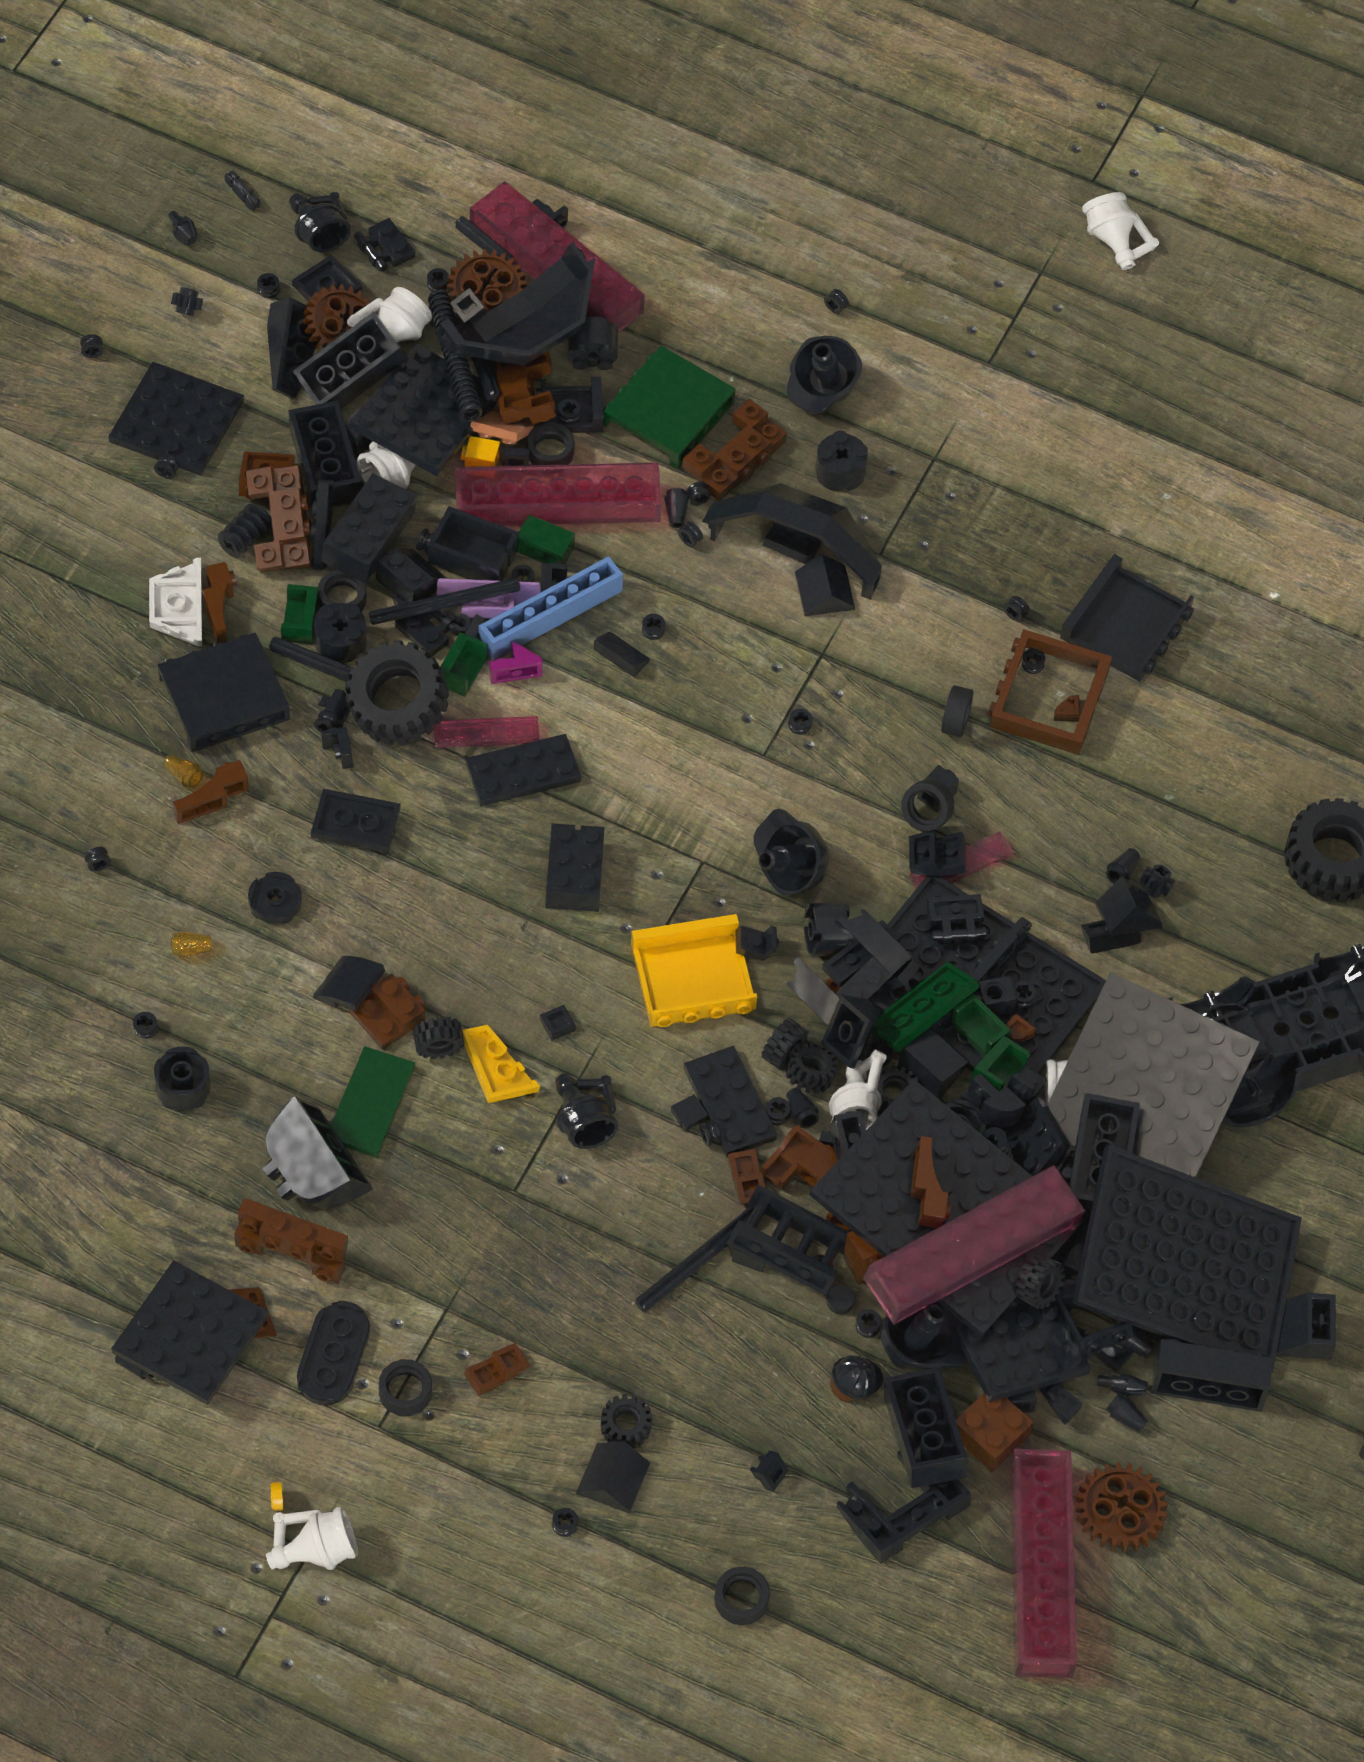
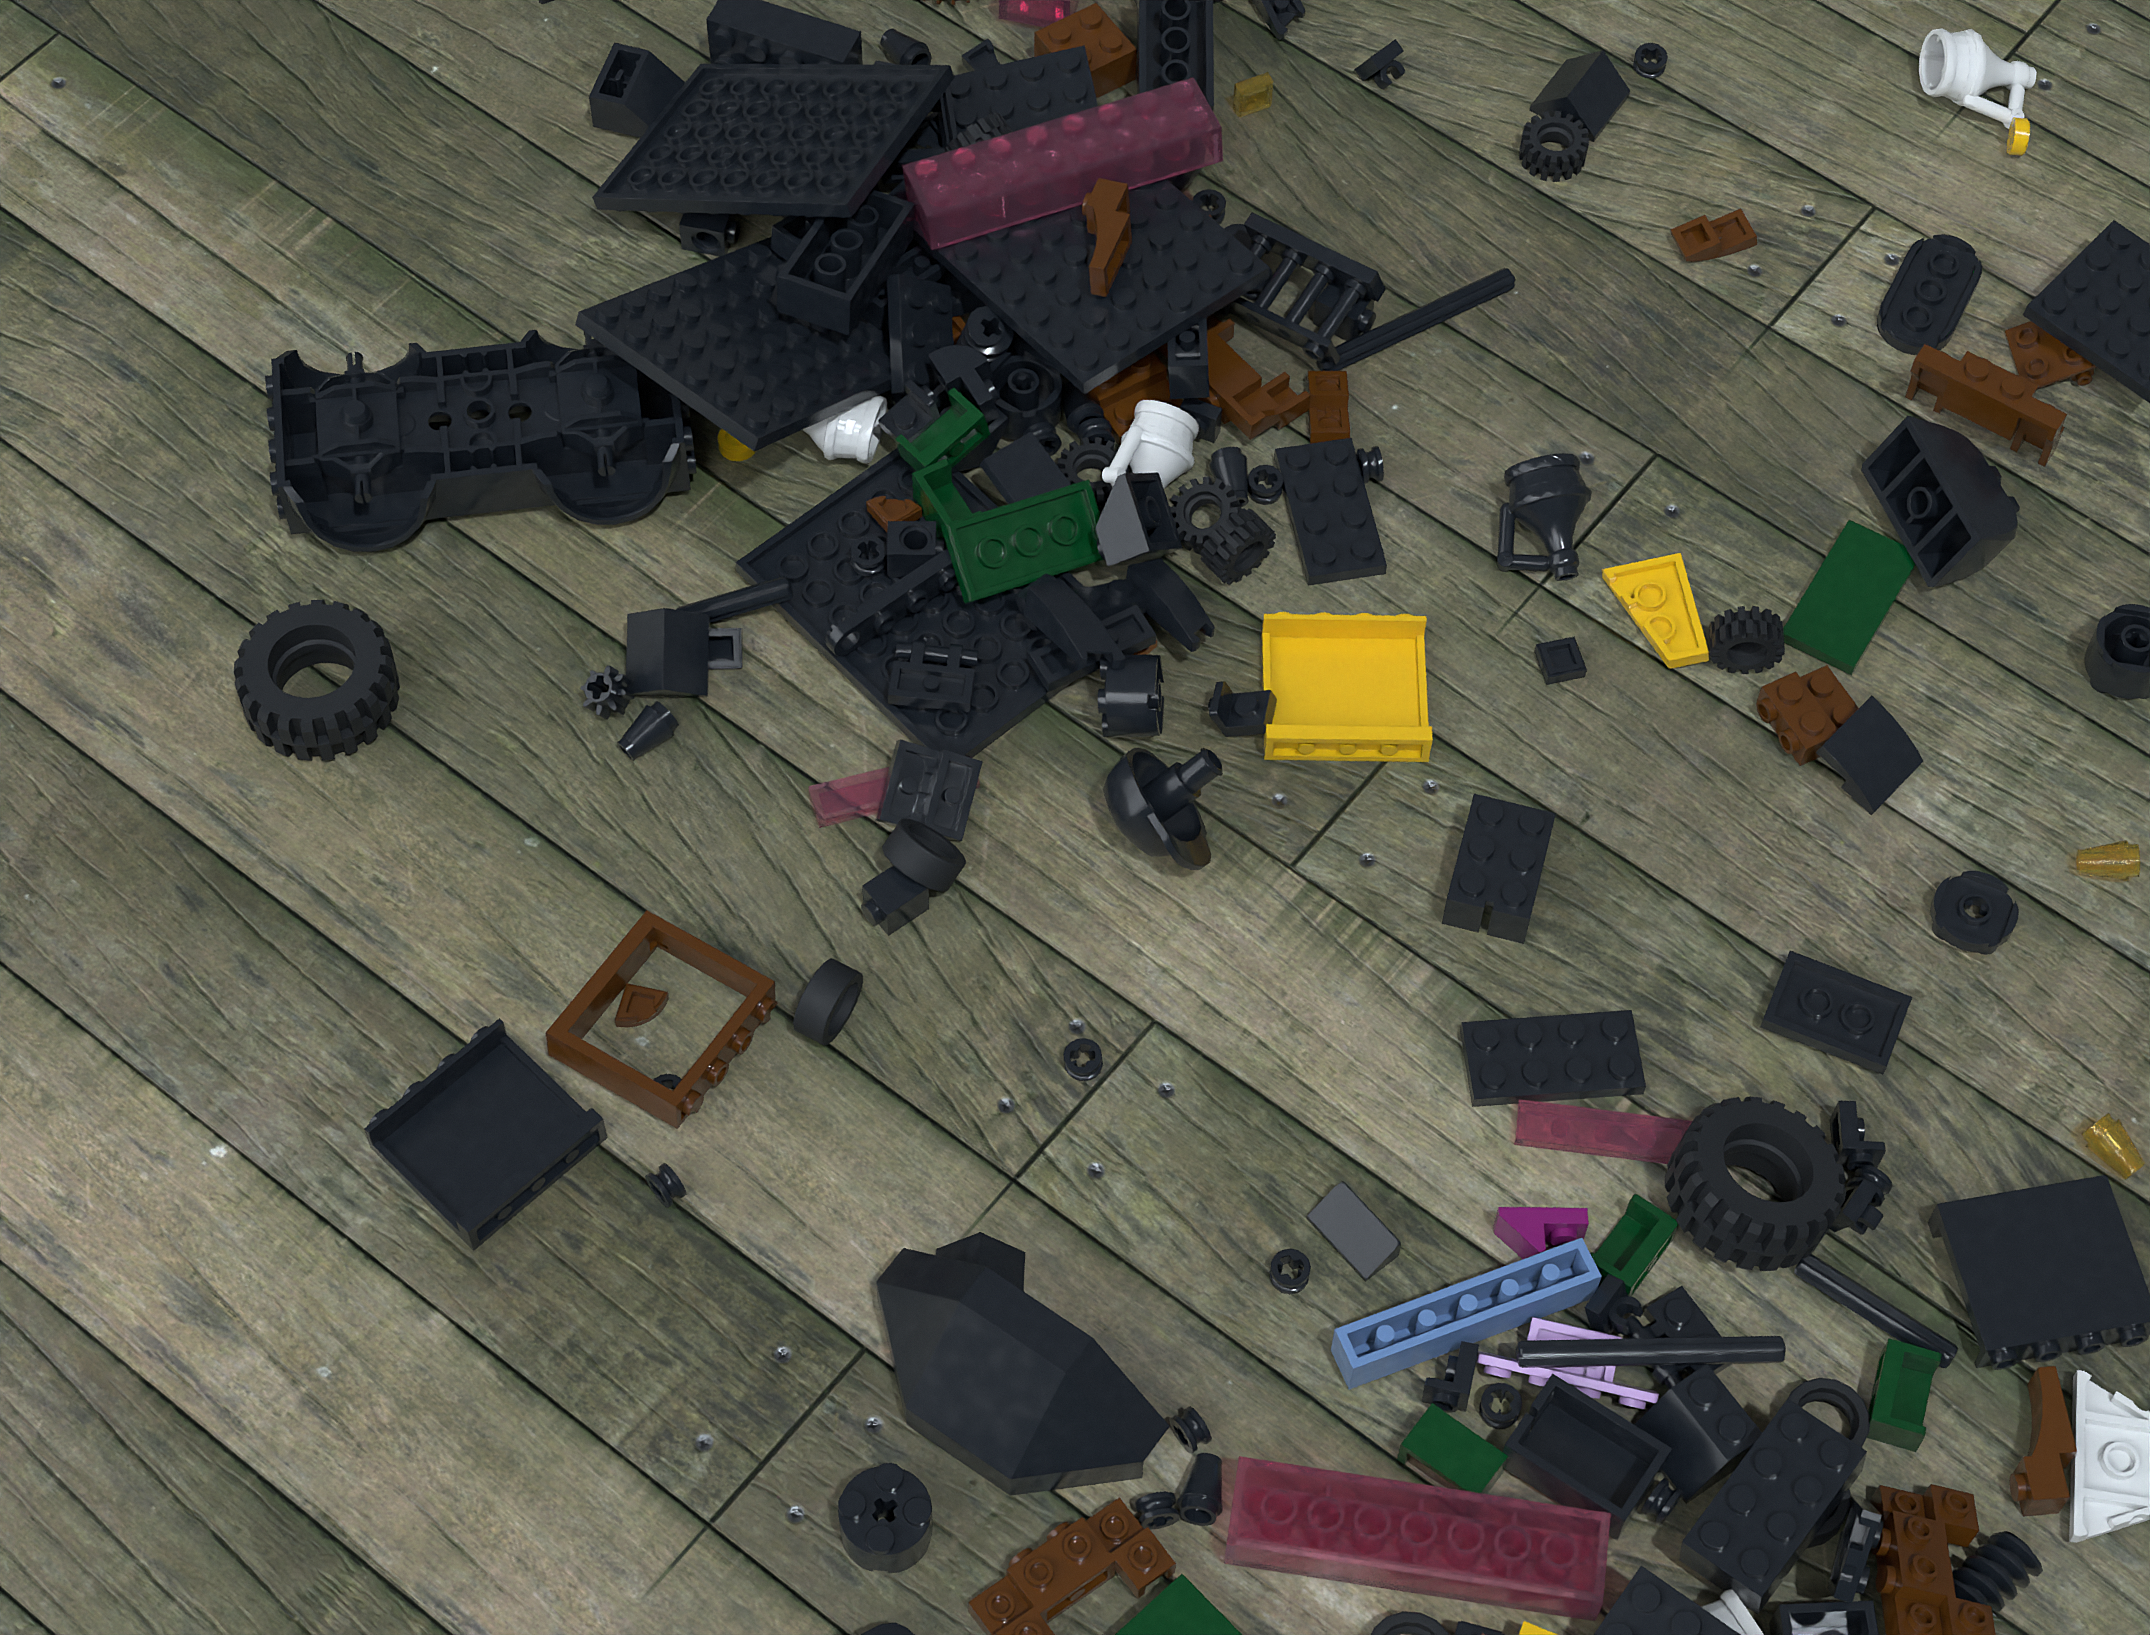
camera: 165 degrees left, 0 degrees up
(227, 782) = (2041, 1110): reddish brown slope -> none
(340, 632) = (1836, 1336): black brick -> none
(405, 1367) = (1843, 209): black tyre -> none
(689, 1112) = (1392, 504): black tile -> none
(855, 1378) = (1247, 145): black piece -> none
(858, 1420) = (1253, 94): none -> clear yellow tile
(1099, 953) = (743, 599): none -> black axle

